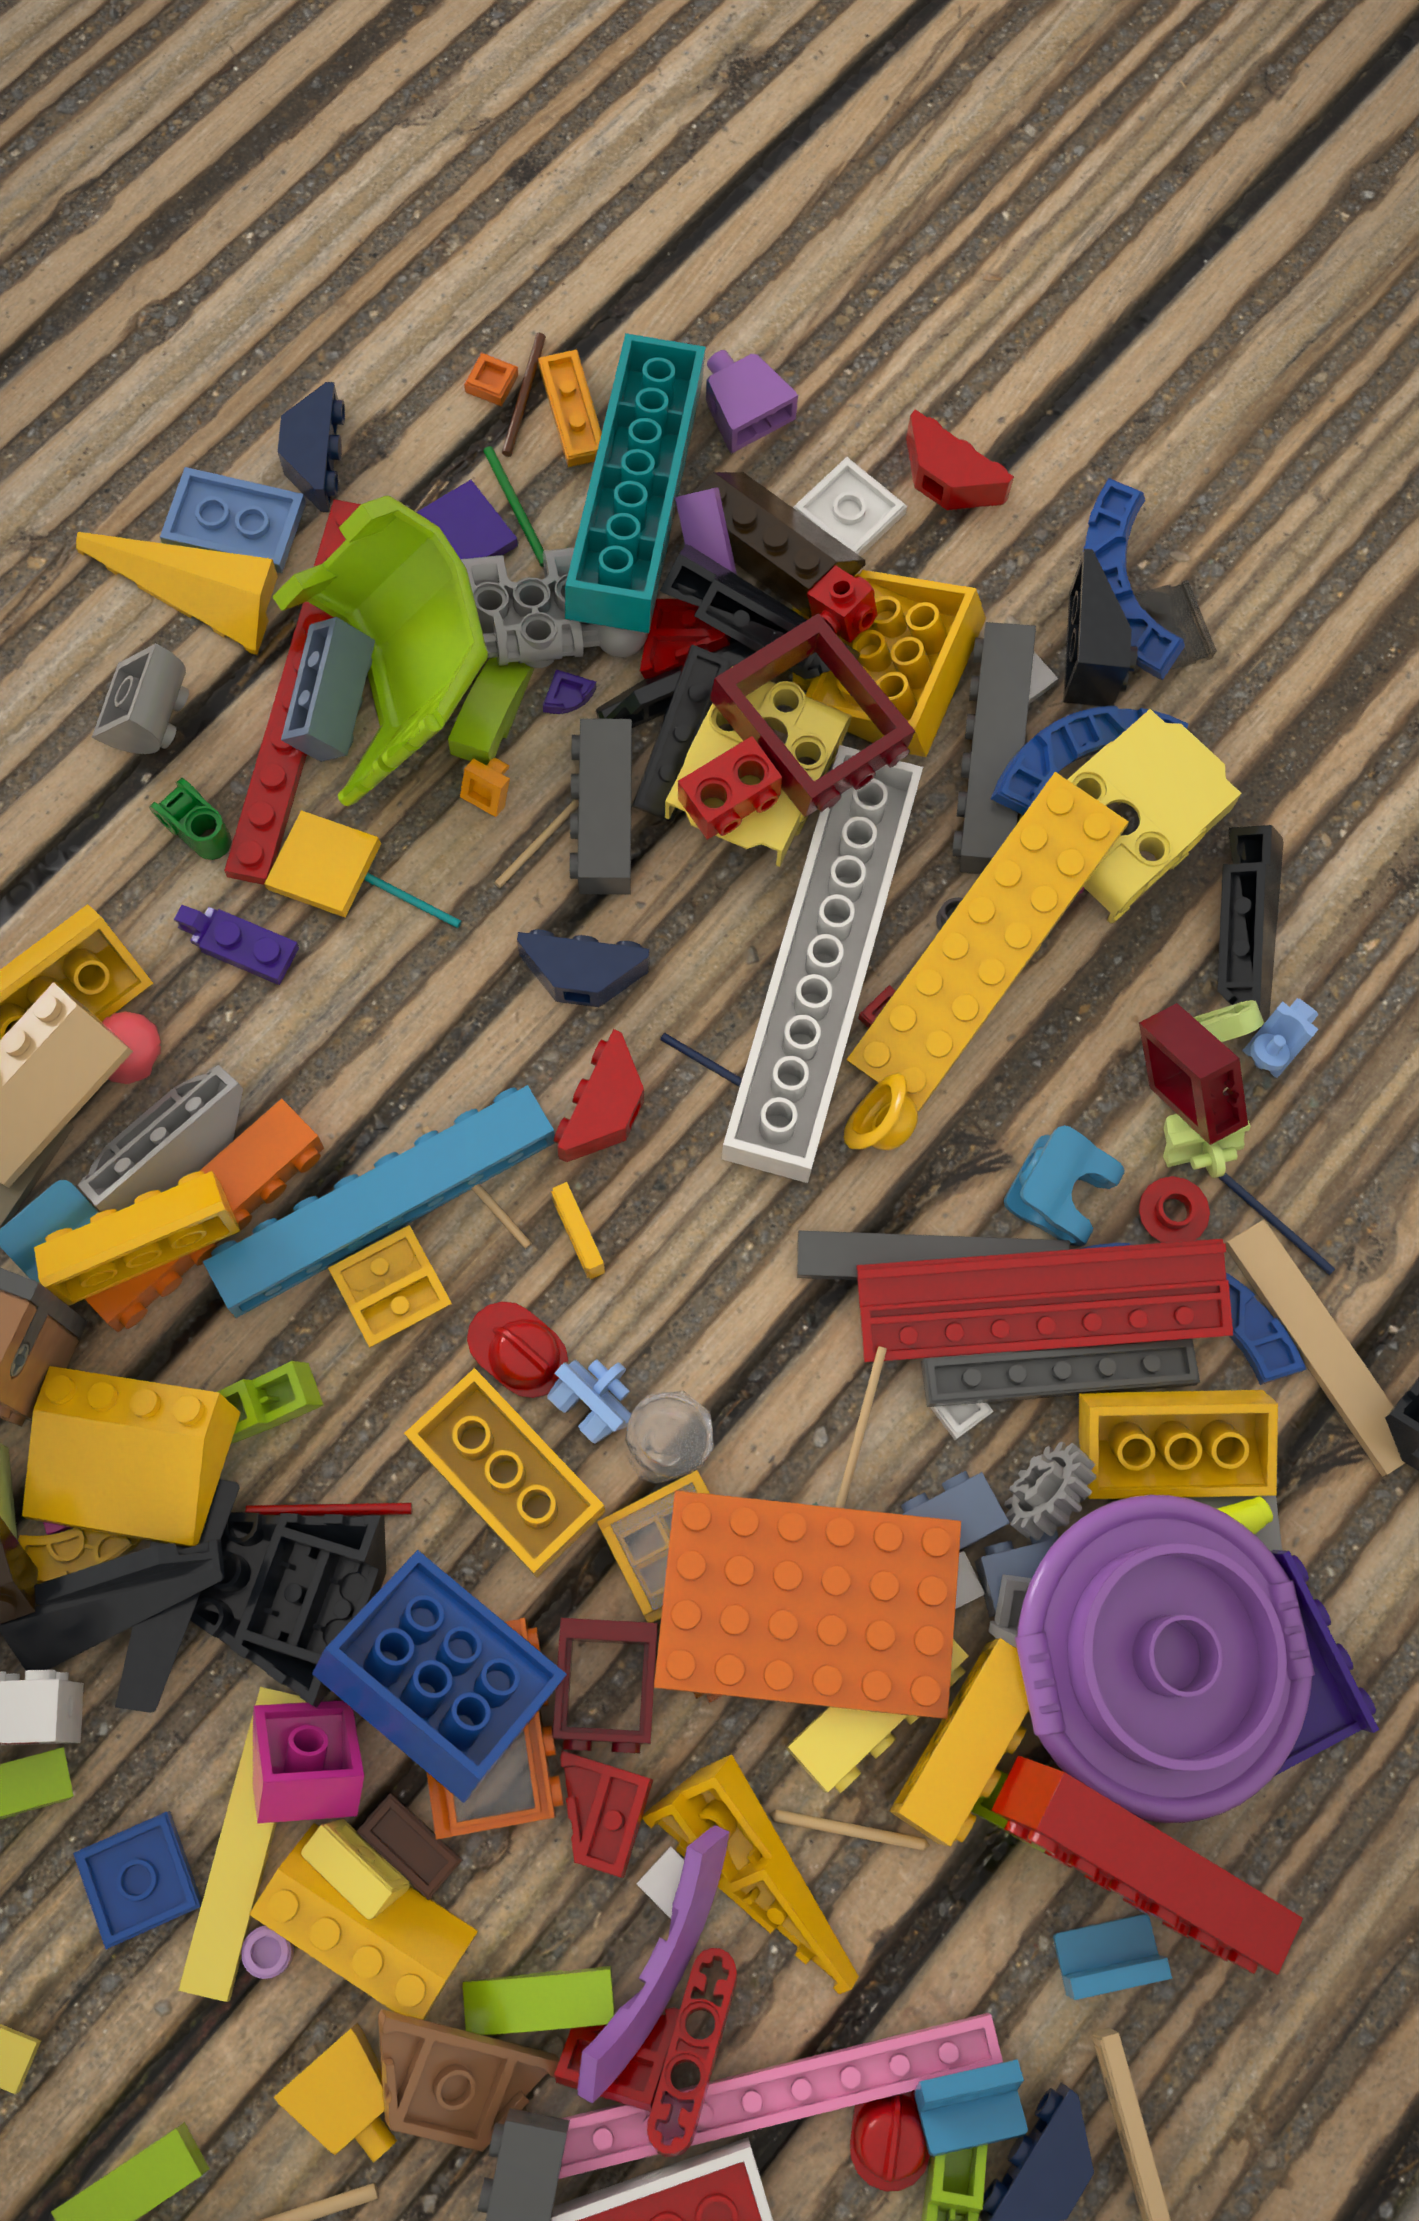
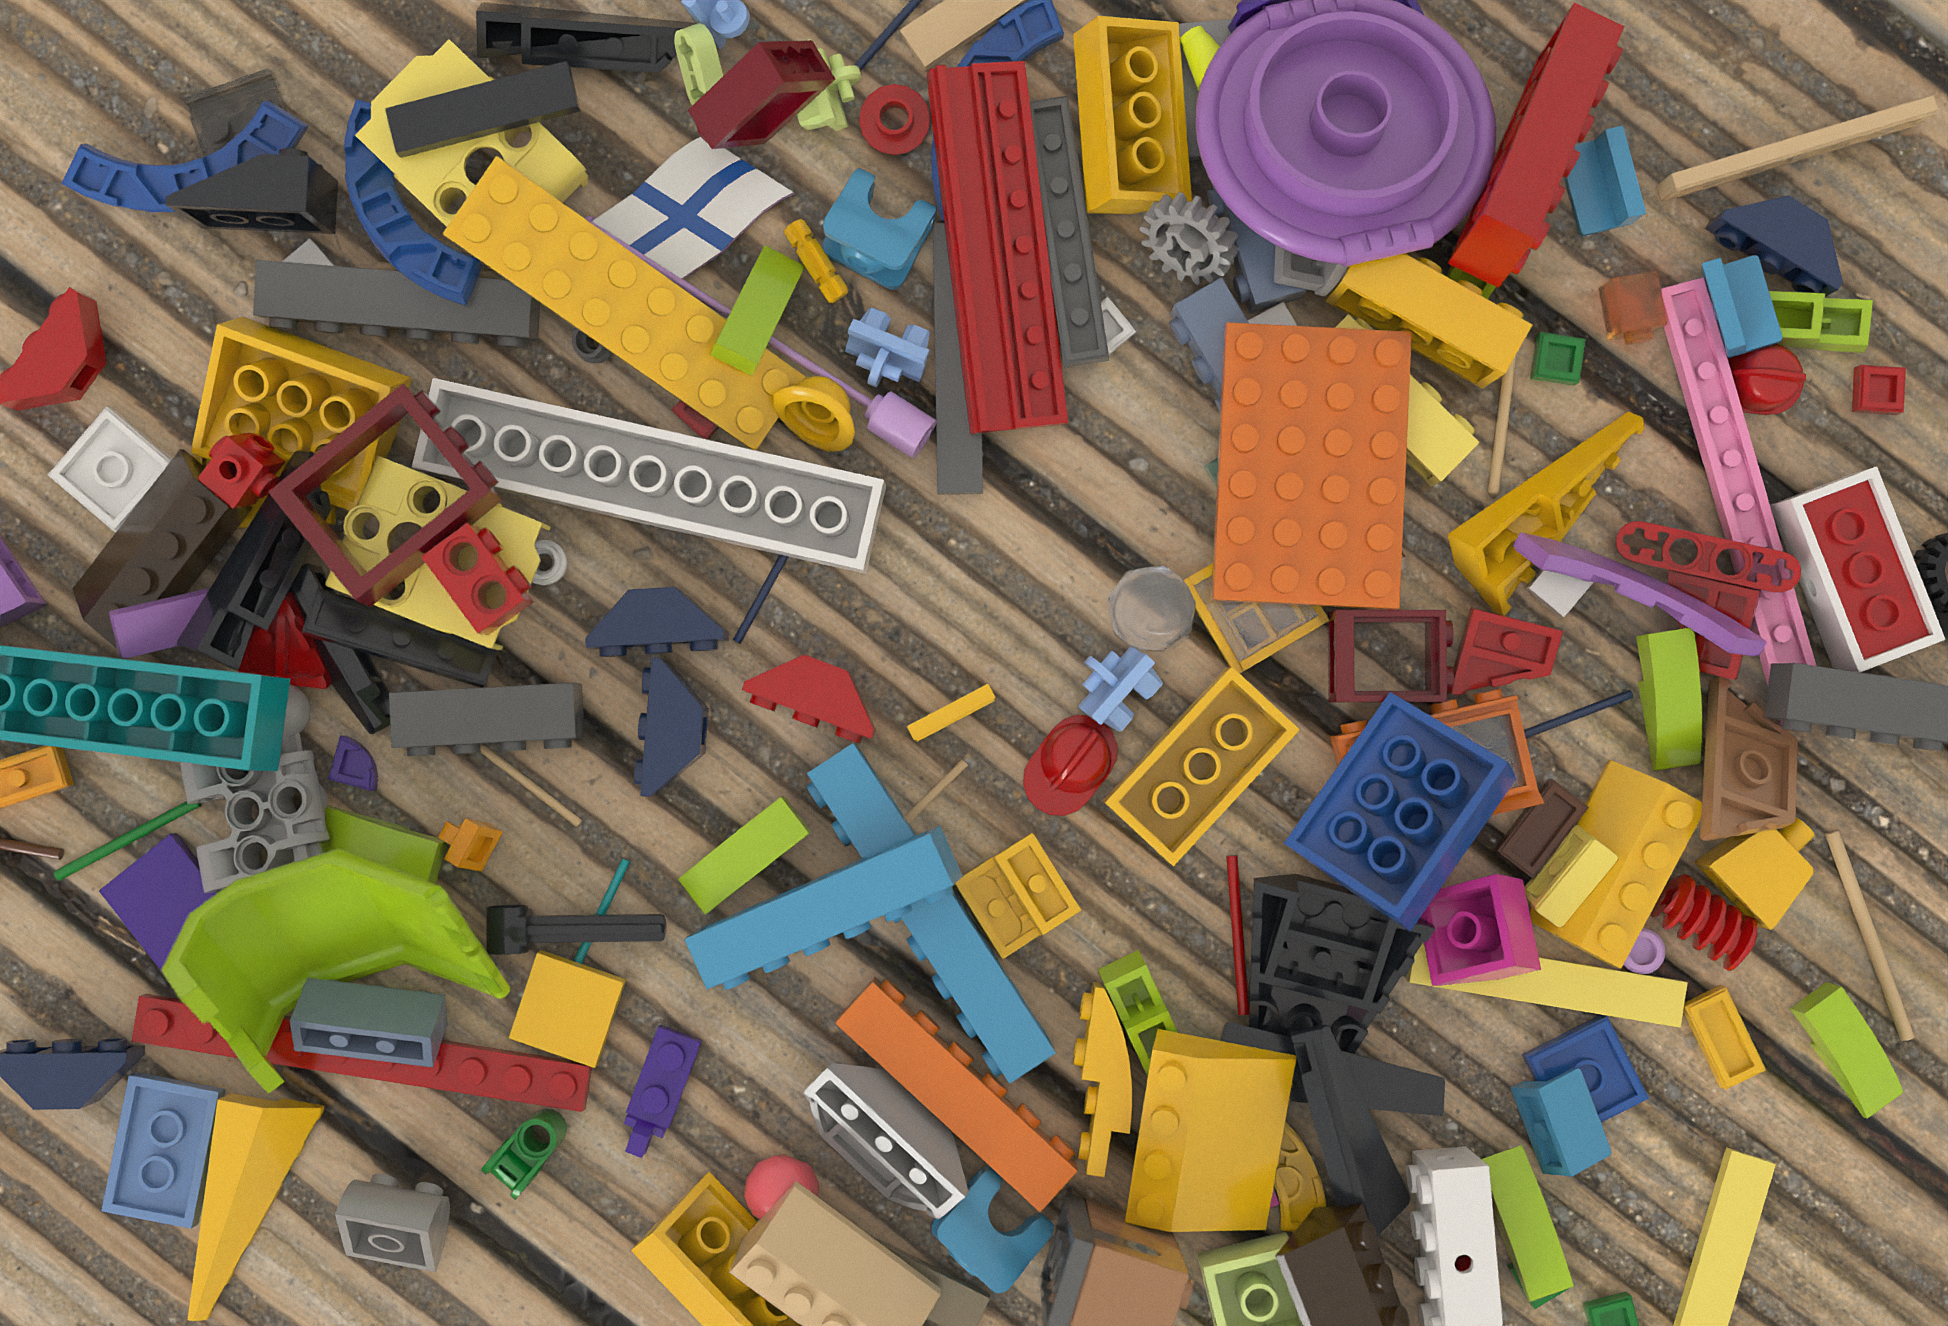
camera: 85 degrees left, 15 degrees up
(91, 1847) = (1562, 1123): none -> dark azure panel
(135, 1238) = (997, 1154): yellow slope -> none
(162, 2043) = (1723, 1037): none -> yellow tile
(211, 1366) = (1105, 1060): none -> yellow slope
(291, 2027) = (1708, 919): none -> red piece
(395, 1095) = (824, 908): none -> dark azure brick
(401, 821) = (516, 928): none -> black axle
(455, 1030) = (744, 854): none -> lime slope
(529, 1893) = (1579, 713): none -> dark blue axle
(685, 959) = (655, 621): none -> dark blue slope
(754, 855) = (559, 564): none -> white plate
(861, 1427) = (1131, 424): tan axle -> none
(918, 1897) = (1557, 358): none -> green tile
(937, 1185) = (884, 352): none -> light blue hips
(971, 1984) = (1633, 307): none -> clear orange brick
(983, 1064) = (757, 310): none -> lime slope
(1032, 1127) = (816, 260): none -> yellow axle
(1074, 1011) = (692, 215): none -> flag
(1174, 818) = (482, 109): none -> black tile

